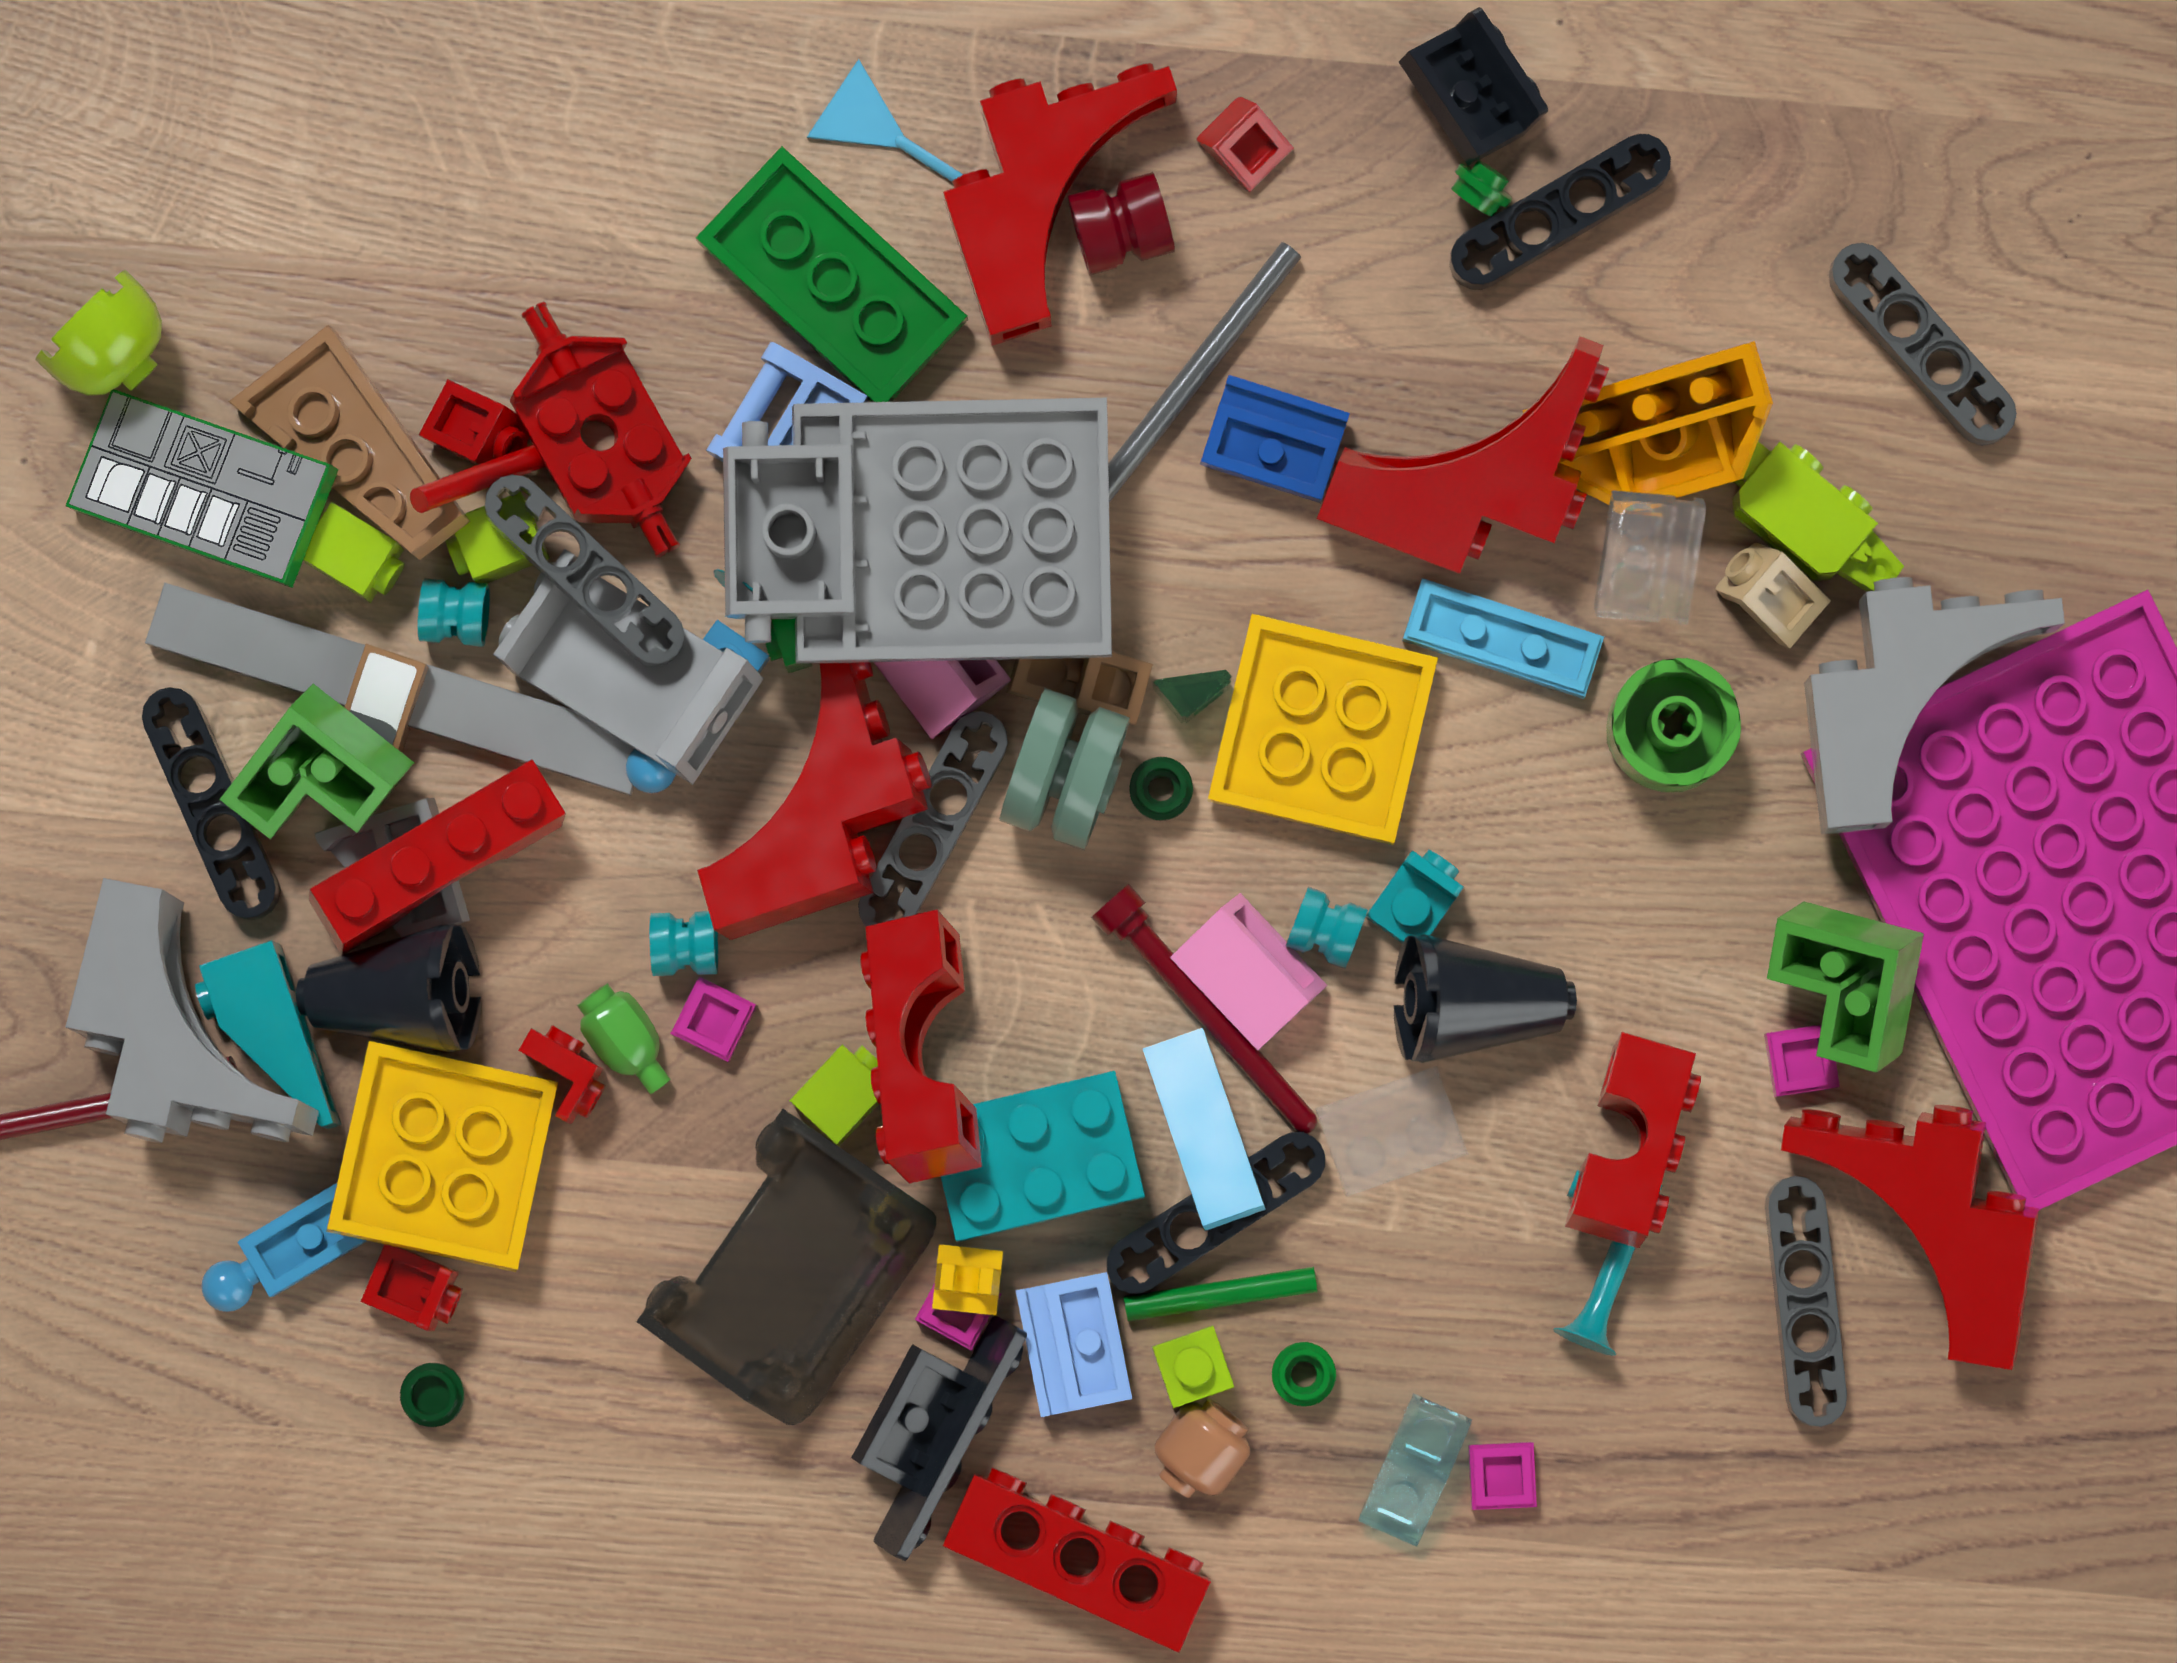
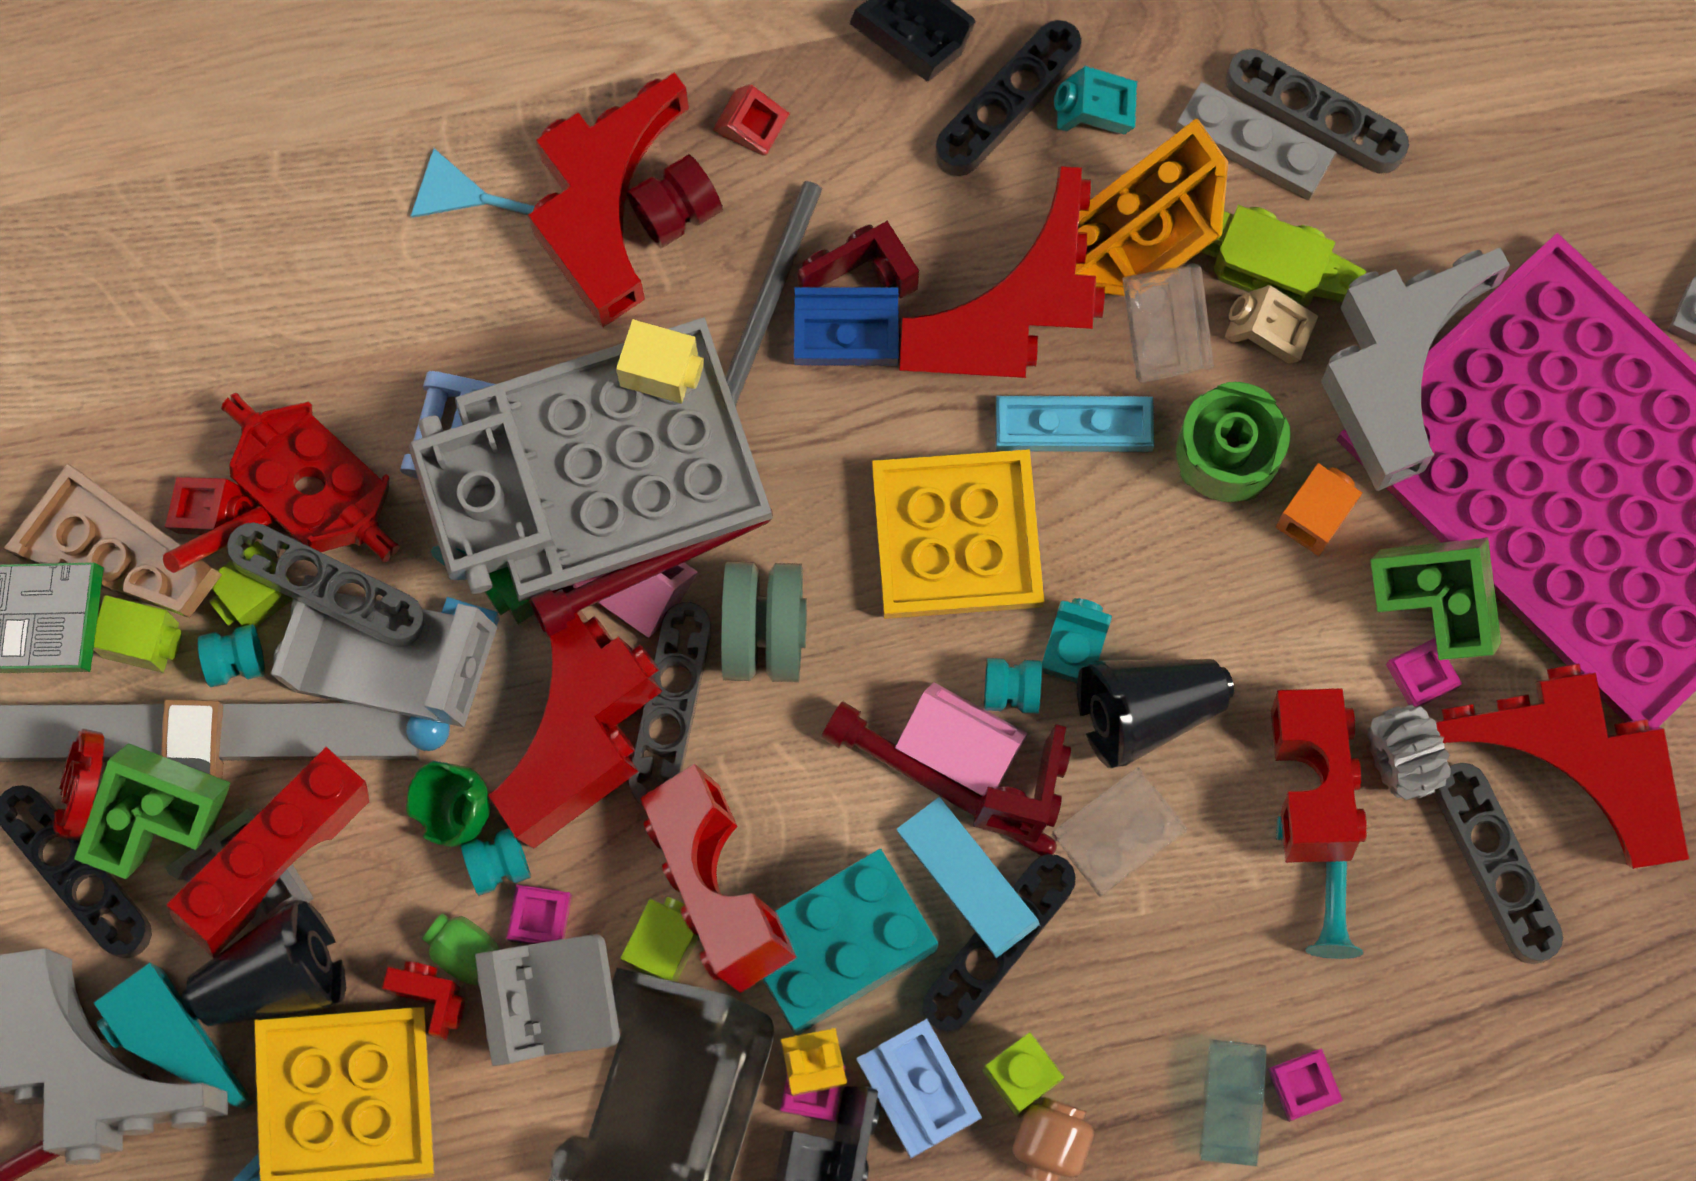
camera: 20 degrees left, 10 degrees down
(249, 713) = (79, 783): none -> red tile
(650, 862) = (448, 803): none -> green hair
(696, 1118) = (547, 999): none -> light grey bracket
(831, 278) = (459, 308): green plate -> none
(838, 685) = (558, 608): none -> dark red piece
(1037, 443) = (659, 362): none -> light yellow brick
(1107, 682) = (762, 546): medium nougat slope -> none
(1161, 768) = (839, 605): dark green plate -> none
(1192, 693) = (844, 536): clear green slope -> none
(1220, 1294) = (1024, 1009): green bar -> none
(1274, 1072) = (1015, 814): none -> dark red bracket
(1322, 1384) = (1127, 1040): green plate -> none
(1350, 381) = (891, 261): none -> dark red bracket
(1482, 187) = (943, 95): green plate -> none
(1662, 252) = (1096, 100): none -> teal bracket
(1745, 1148) = (1409, 752): none -> light grey gear
(1750, 831) = (1319, 508): none -> orange brick
(1835, 358) = (1259, 141): none -> light grey plate

